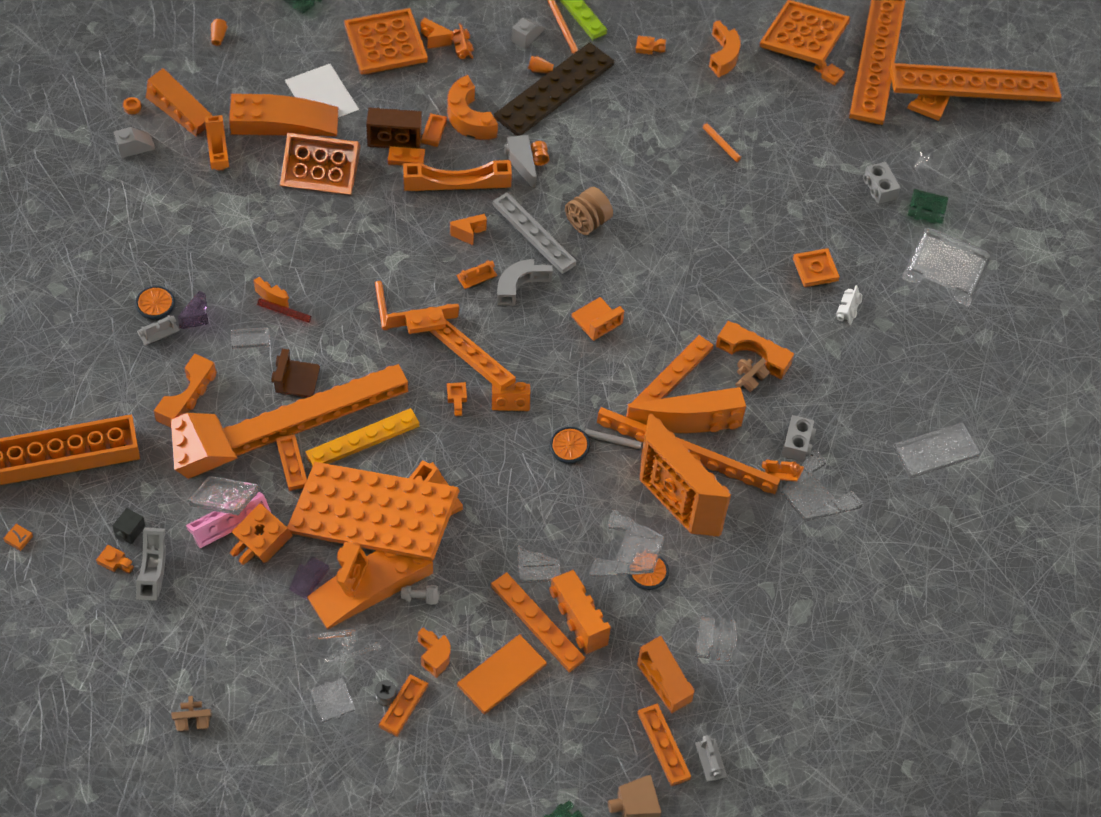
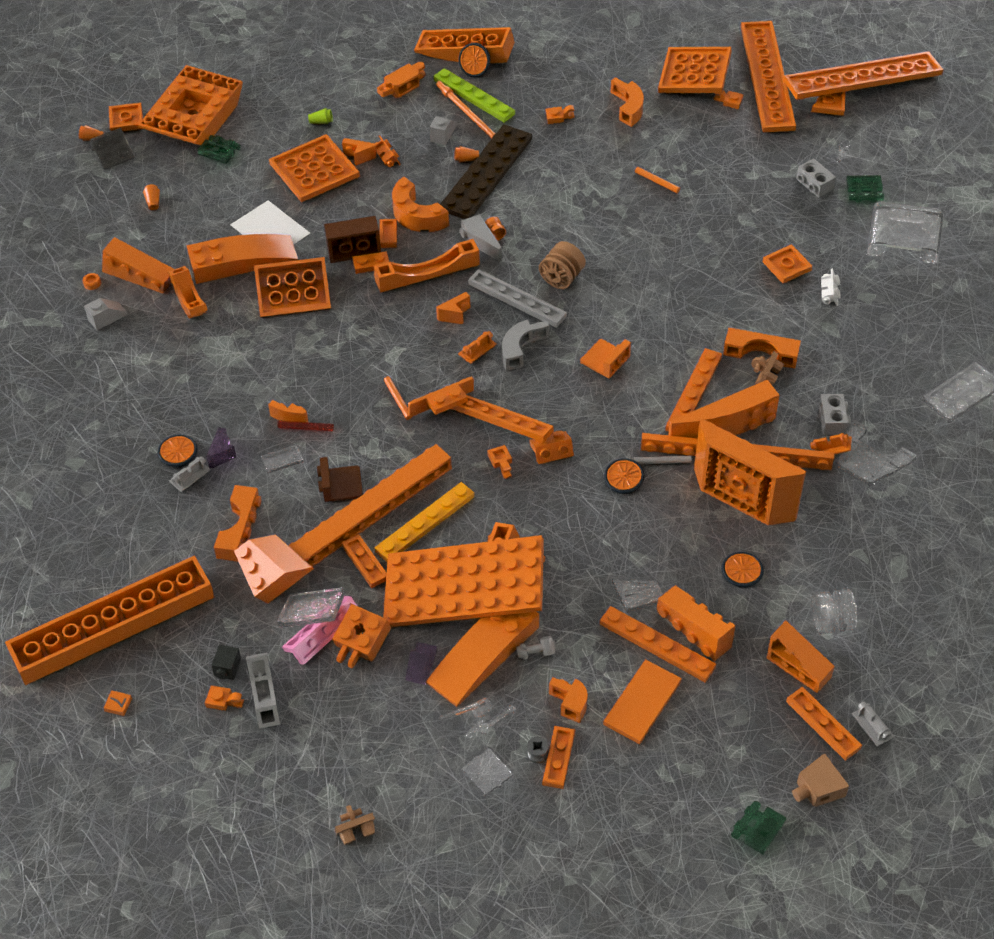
camera: 10 degrees left, 5 degrees down
(353, 566) = (465, 635): orange plate -> none
(637, 552) = (727, 553): clear wing -> none

